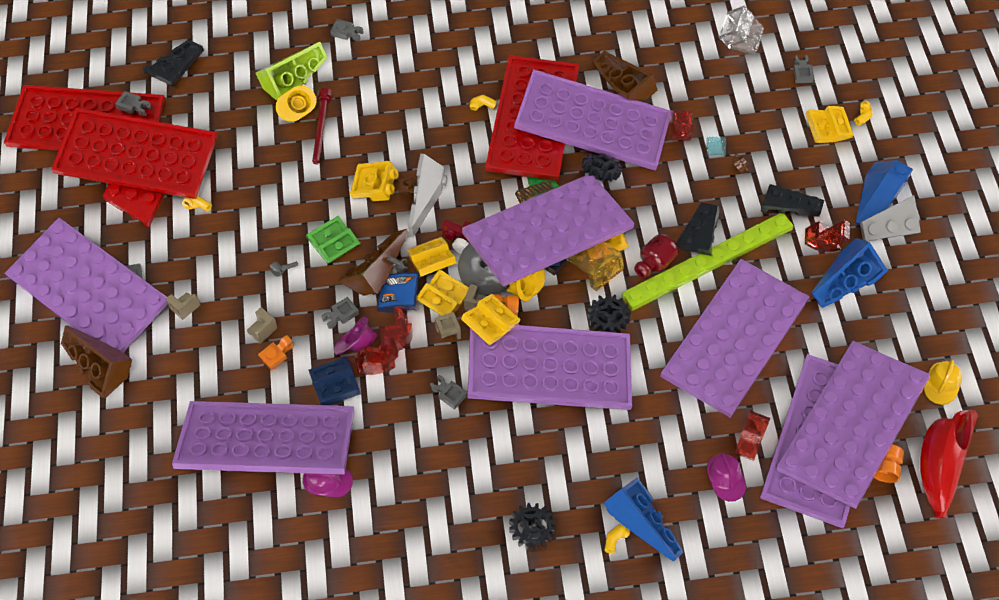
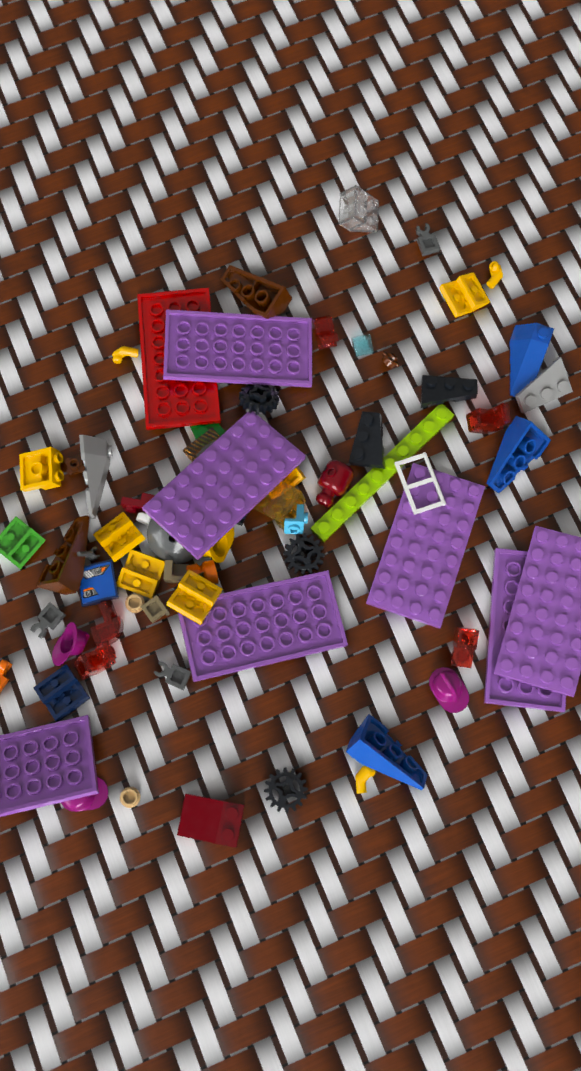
camera: 15 degrees left, 15 degrees up
(372, 494) = (130, 797): none -> tan plate
(427, 318) = (134, 602): none -> tan plate
(449, 536) = (211, 820): none -> dark red slope
(608, 284) = (296, 526): none -> medium azure bracket
(728, 277) = (406, 487): none -> white window

